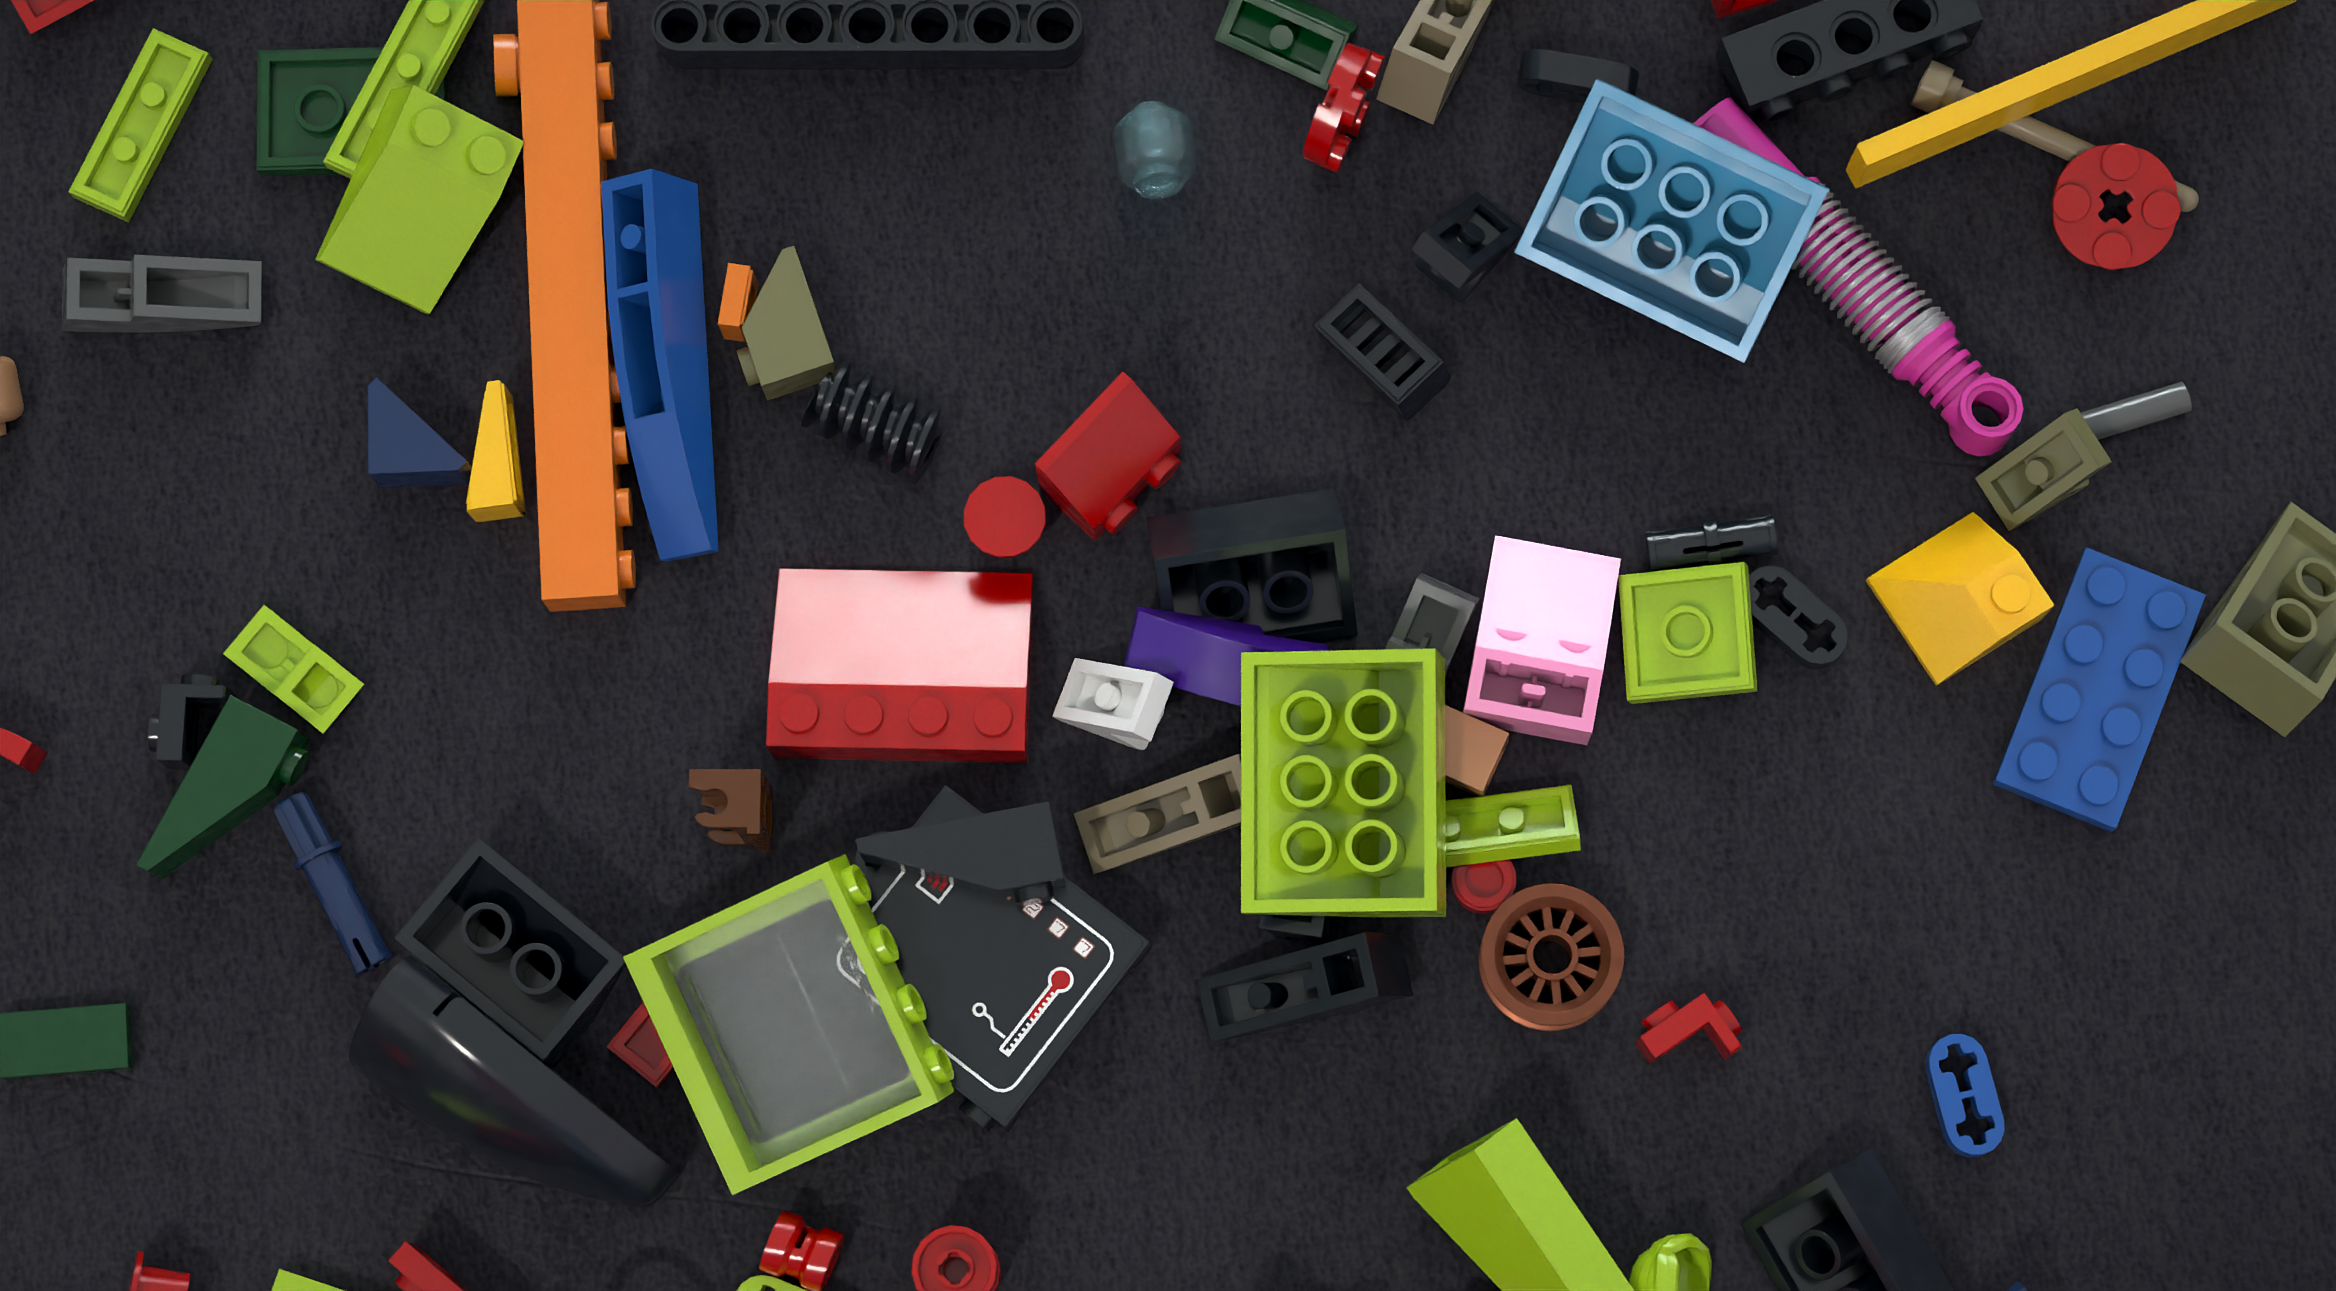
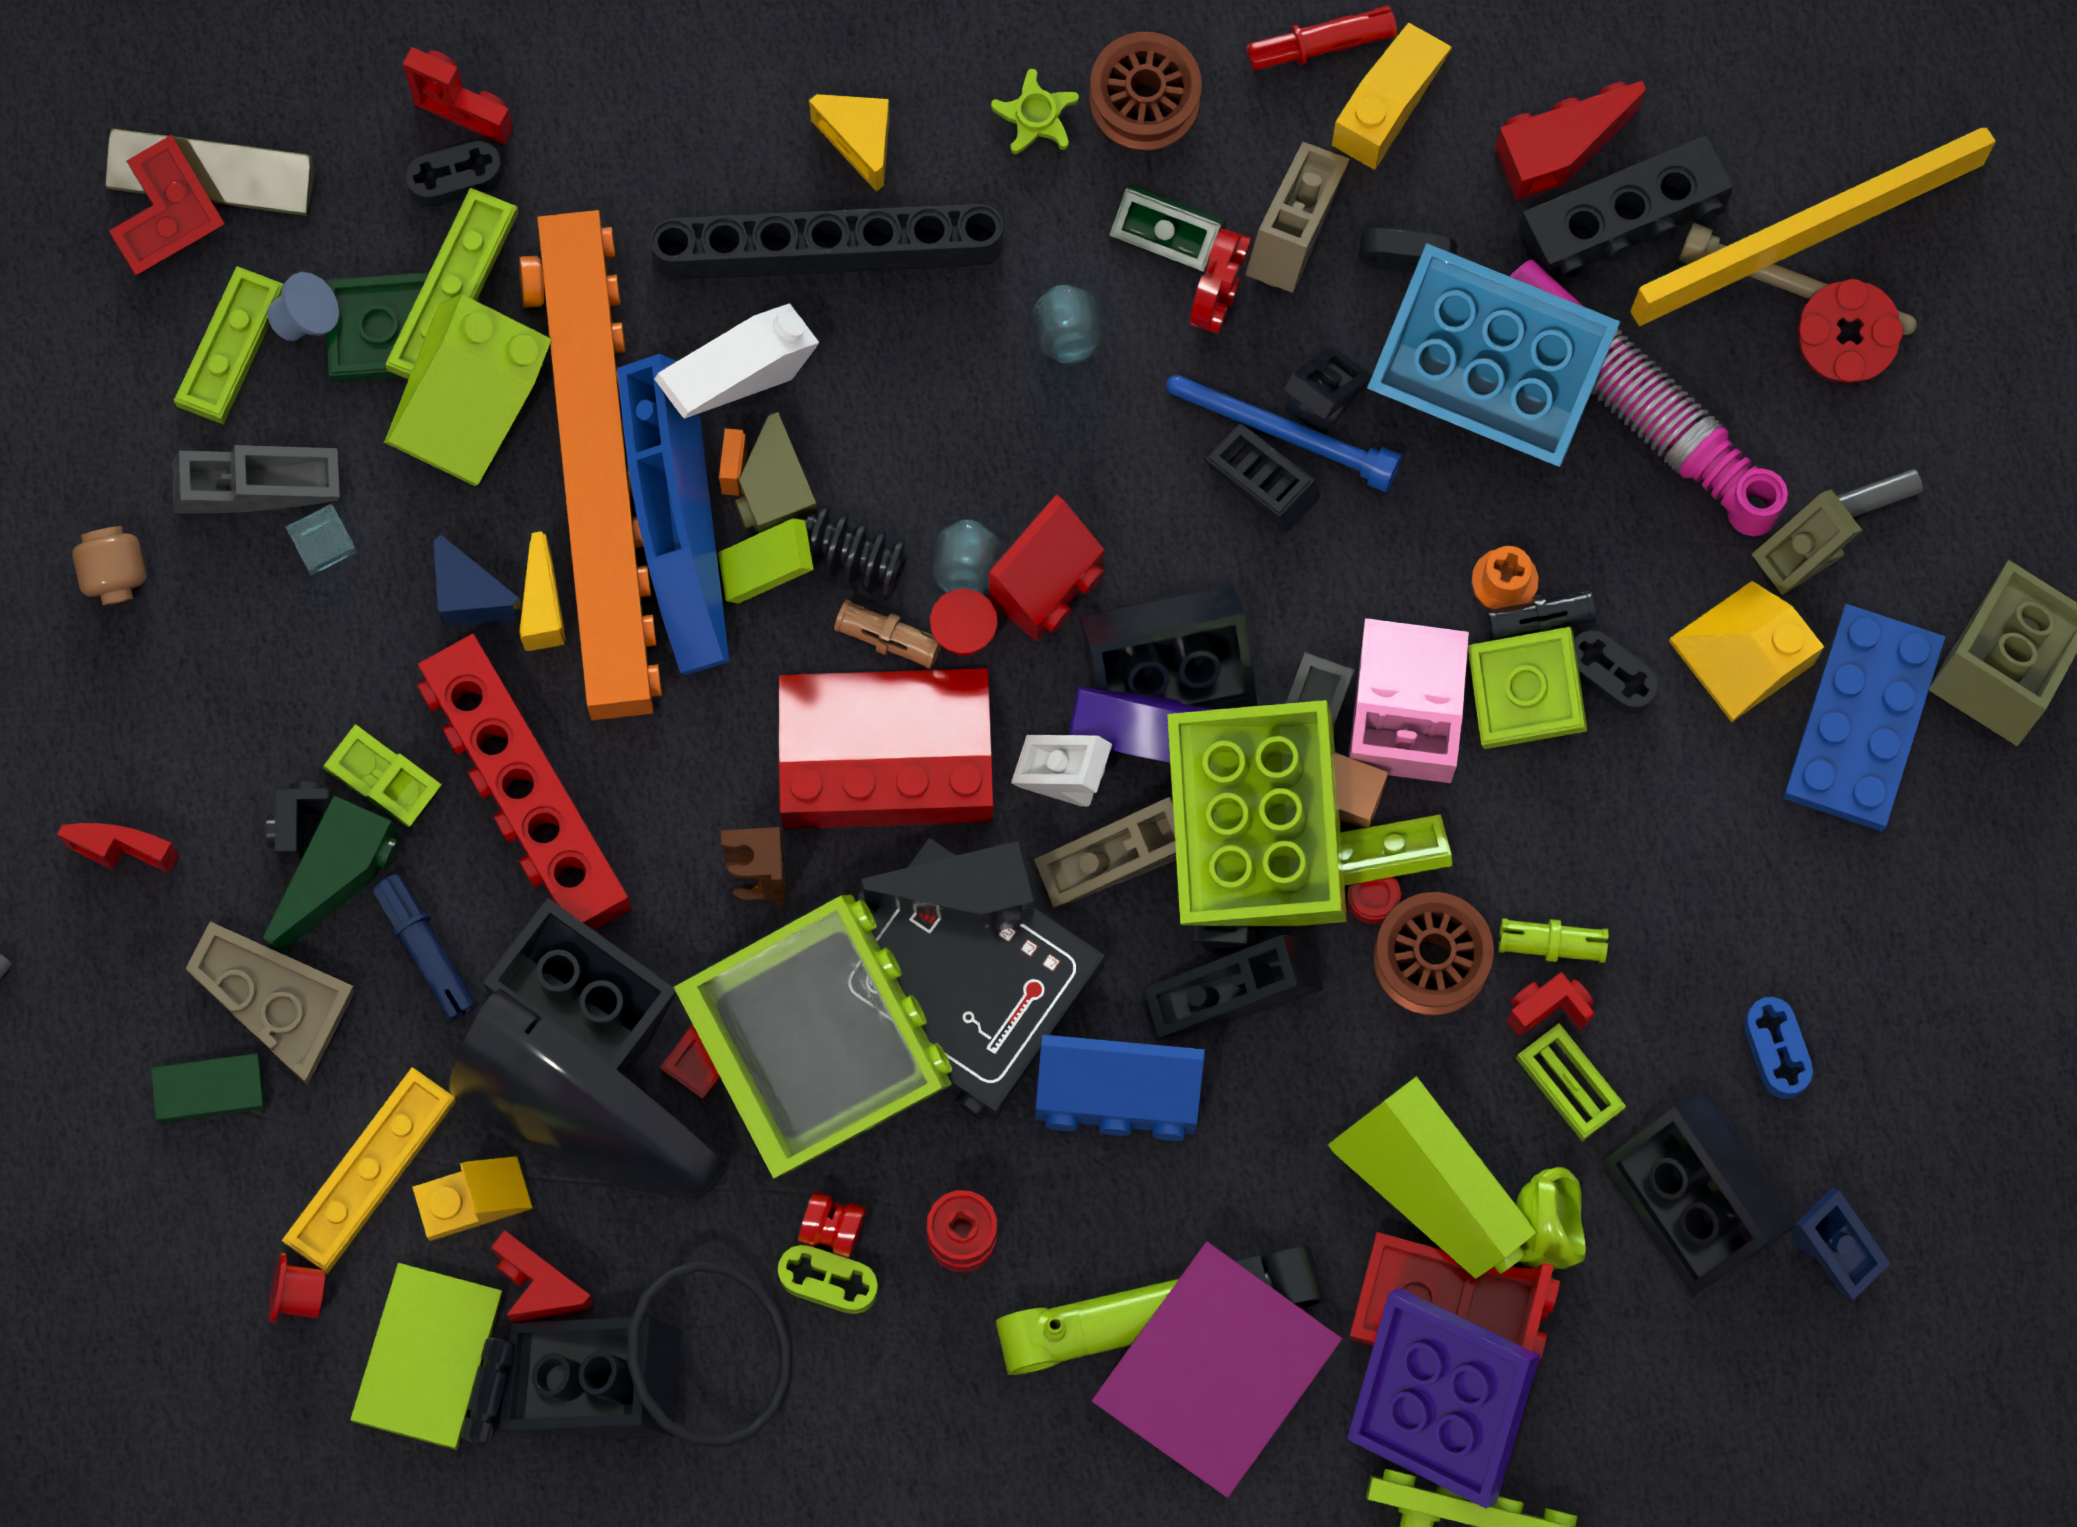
camera: 10 degrees left, 5 degrees down
(150, 935) = (272, 995): none -> dark tan wing
(230, 85) = (303, 308): none -> sand blue piece
(236, 372) = (321, 539): none -> clear light blue tile
(252, 1152) = (369, 1170): none -> yellow tile
(373, 1192) = (472, 1197): none -> yellow slope
(403, 544) = (465, 670): none -> red brick
(749, 182) = (739, 362): none -> white slope
(769, 429) = (765, 560): none -> lime tile
(912, 525) = (887, 634): none -> medium nougat pin
(1011, 435) = (964, 556): none -> clear light blue head
(1156, 1106) = (1119, 1086): none -> blue slope
(1519, 345) = (1375, 466): none -> blue piece
(1670, 493) = (1504, 578): none -> orange piece
(1686, 1137) = (1553, 1093): none -> lime tile
(1698, 948) = (1553, 940): none -> lime pin

